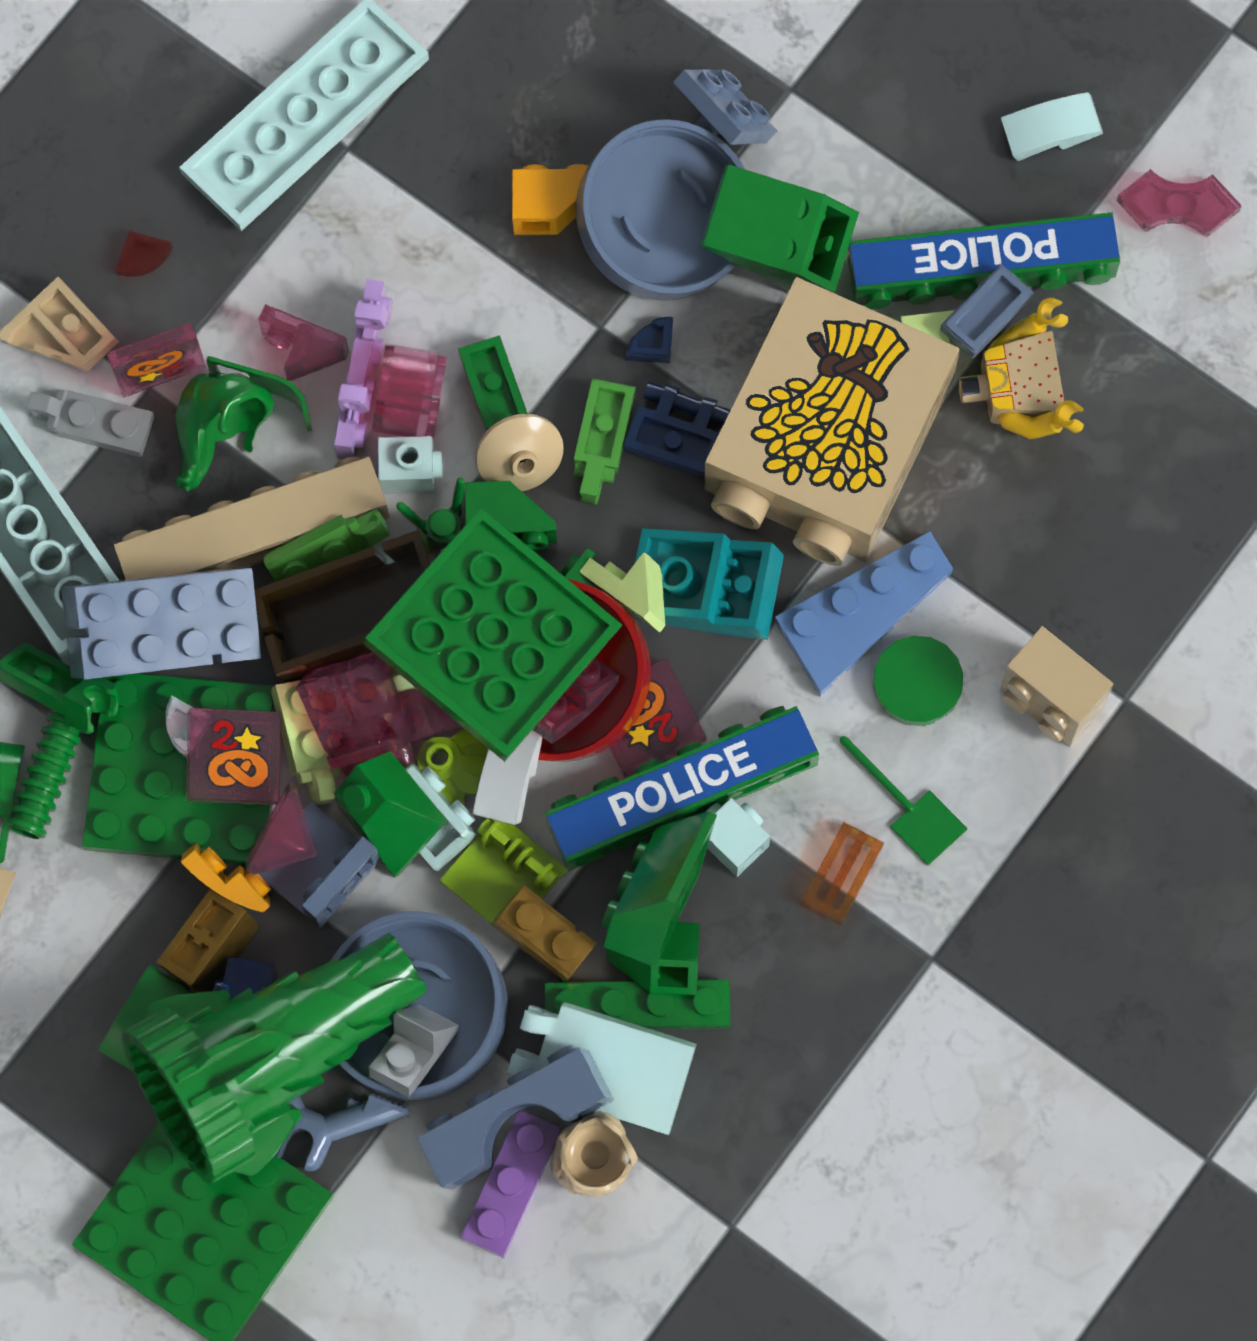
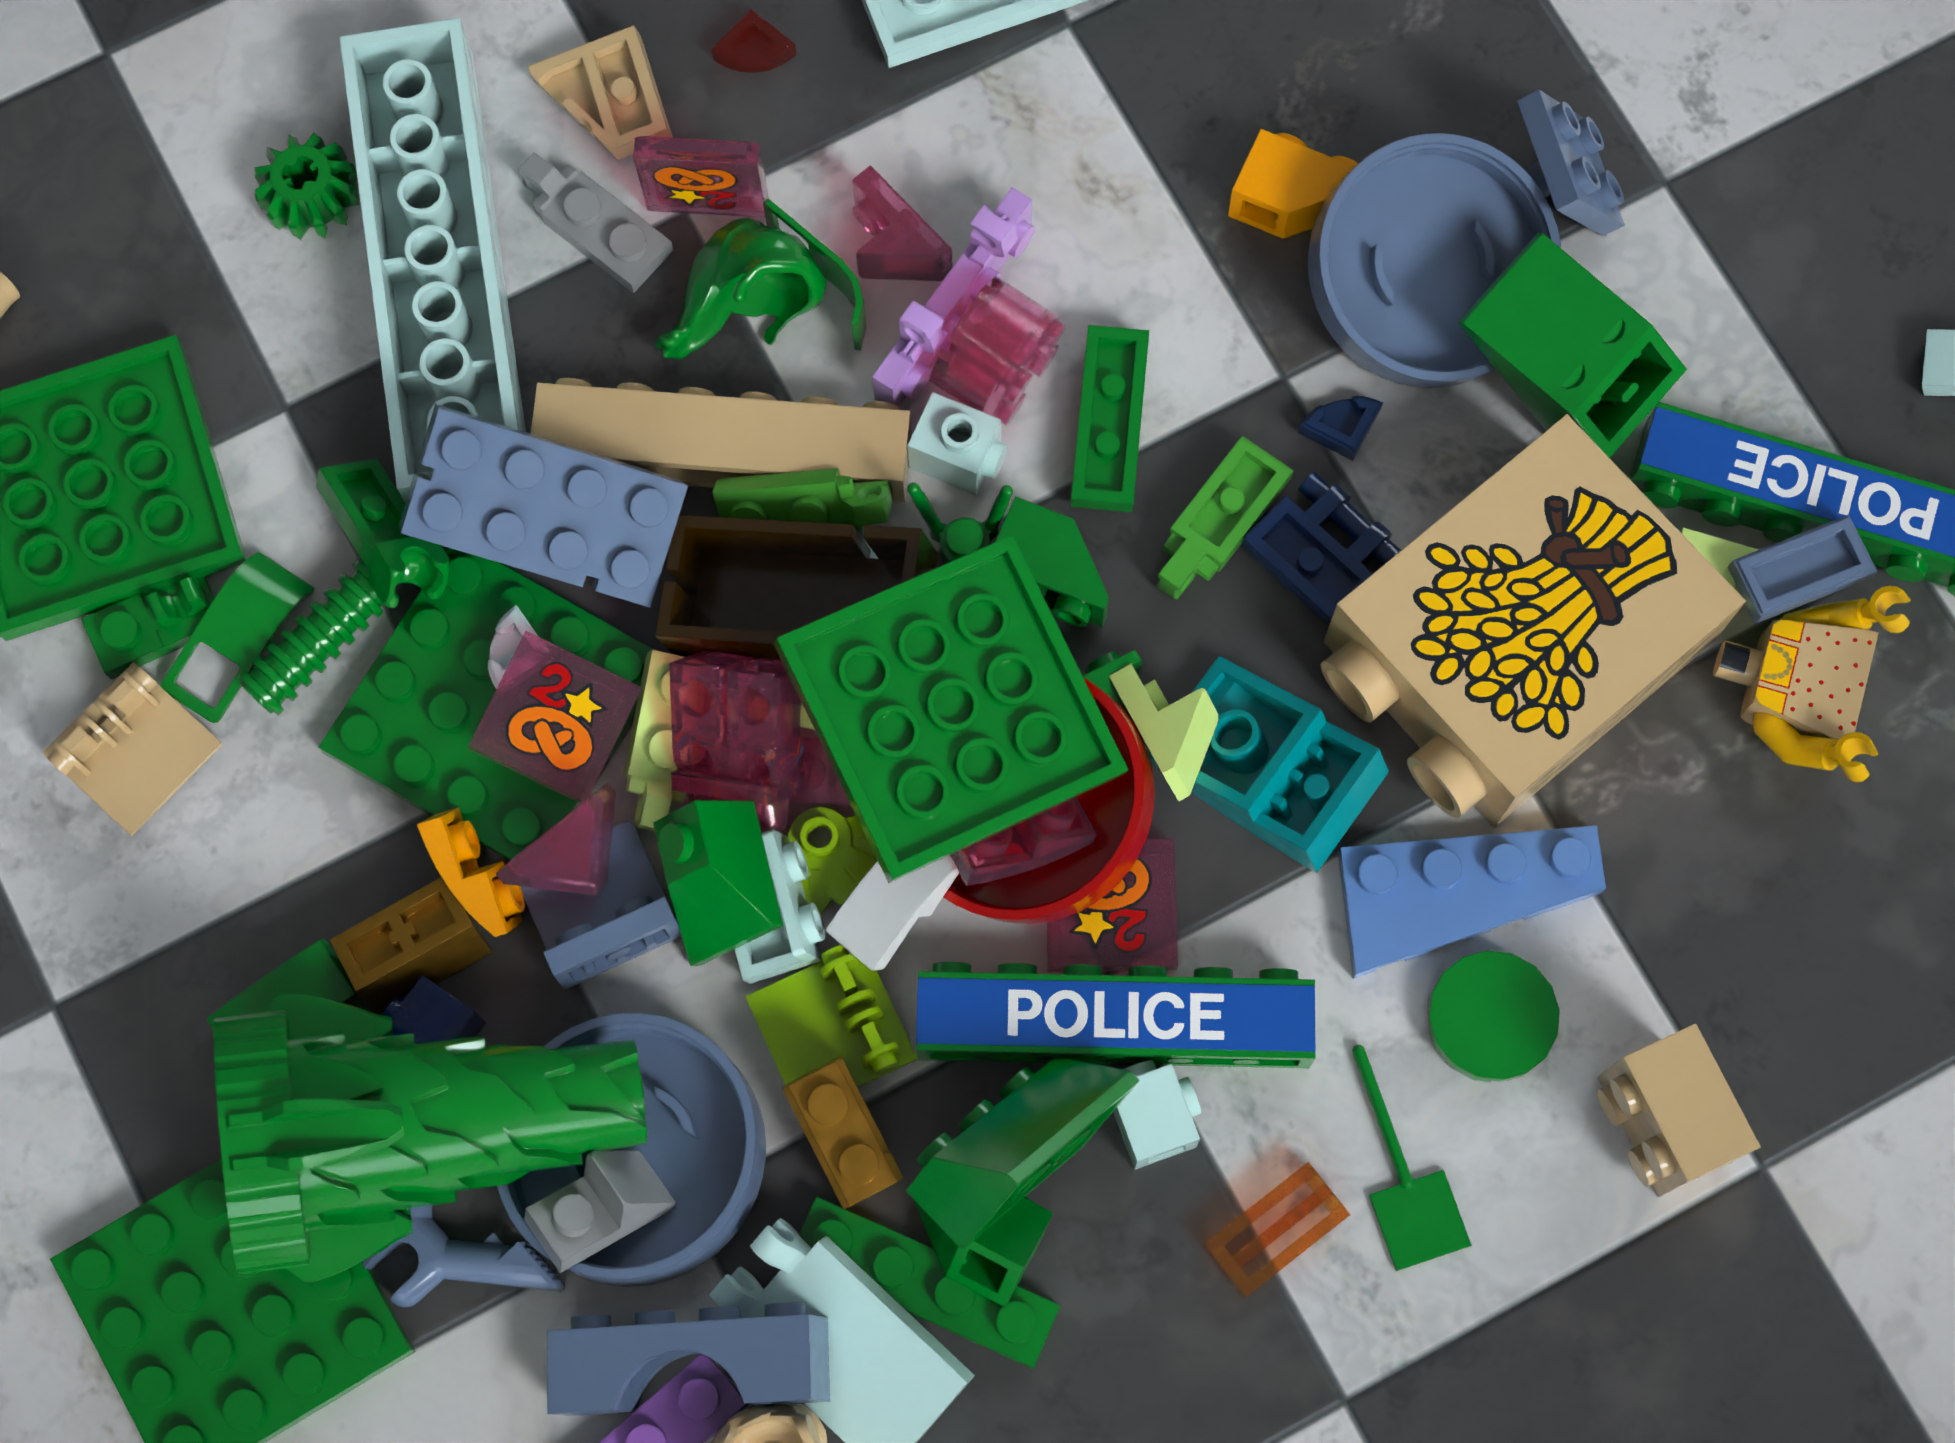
camera: 25 degrees right, 0 degrees up
(519, 439) = (1108, 470): tan dish -> none

